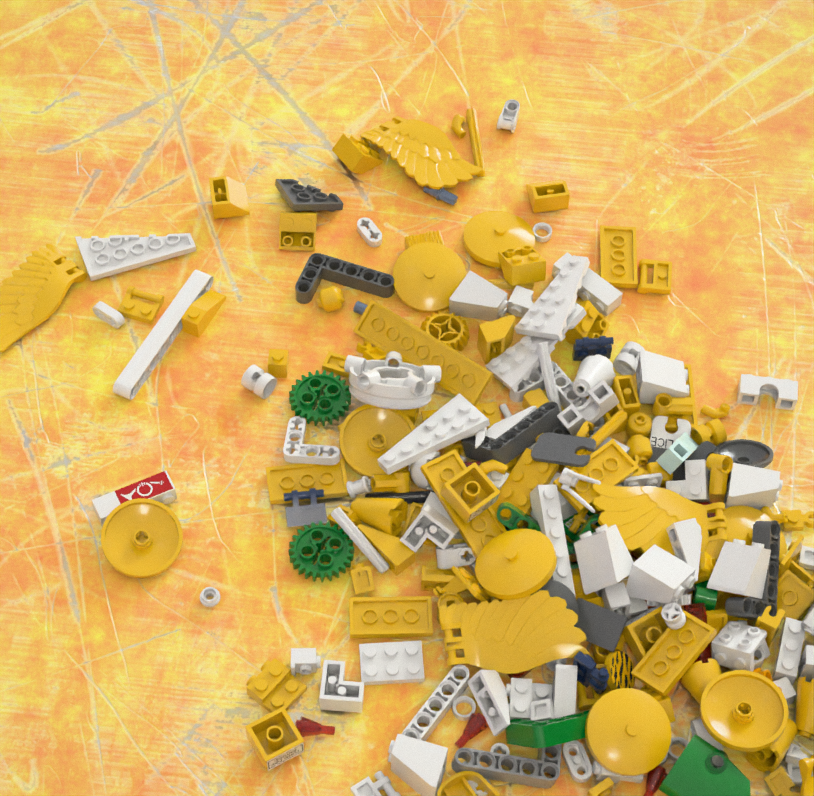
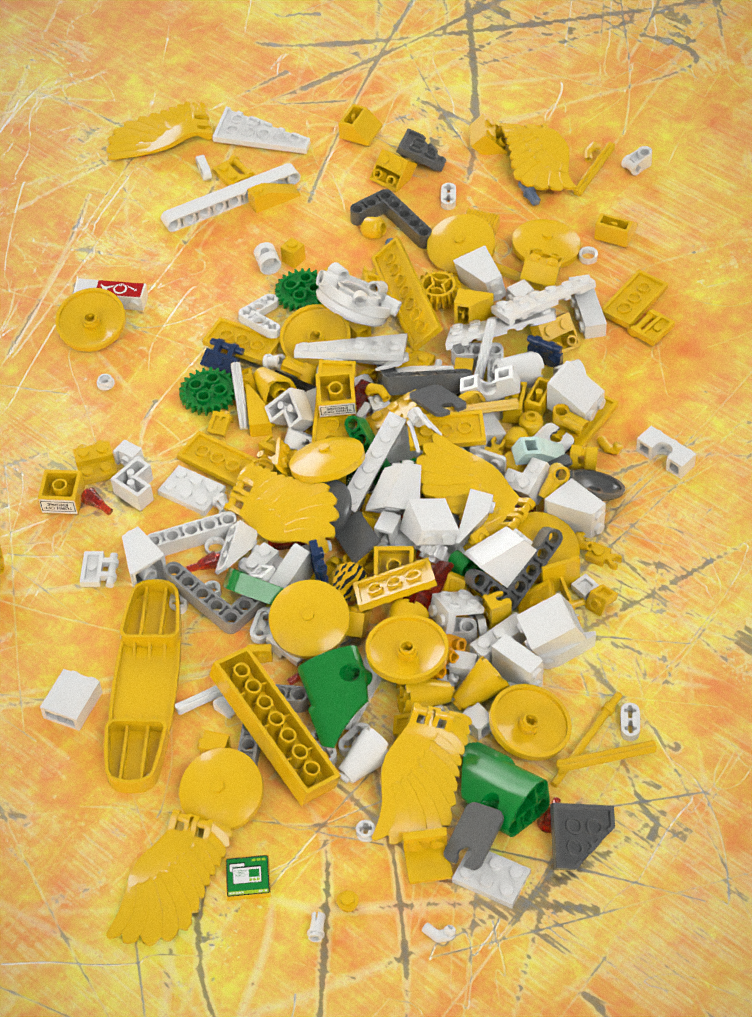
camera: 40 degrees right, 5 degrees down
(436, 661) = (222, 498): none -> white bush
(669, 612) = (413, 555): white wheel -> none

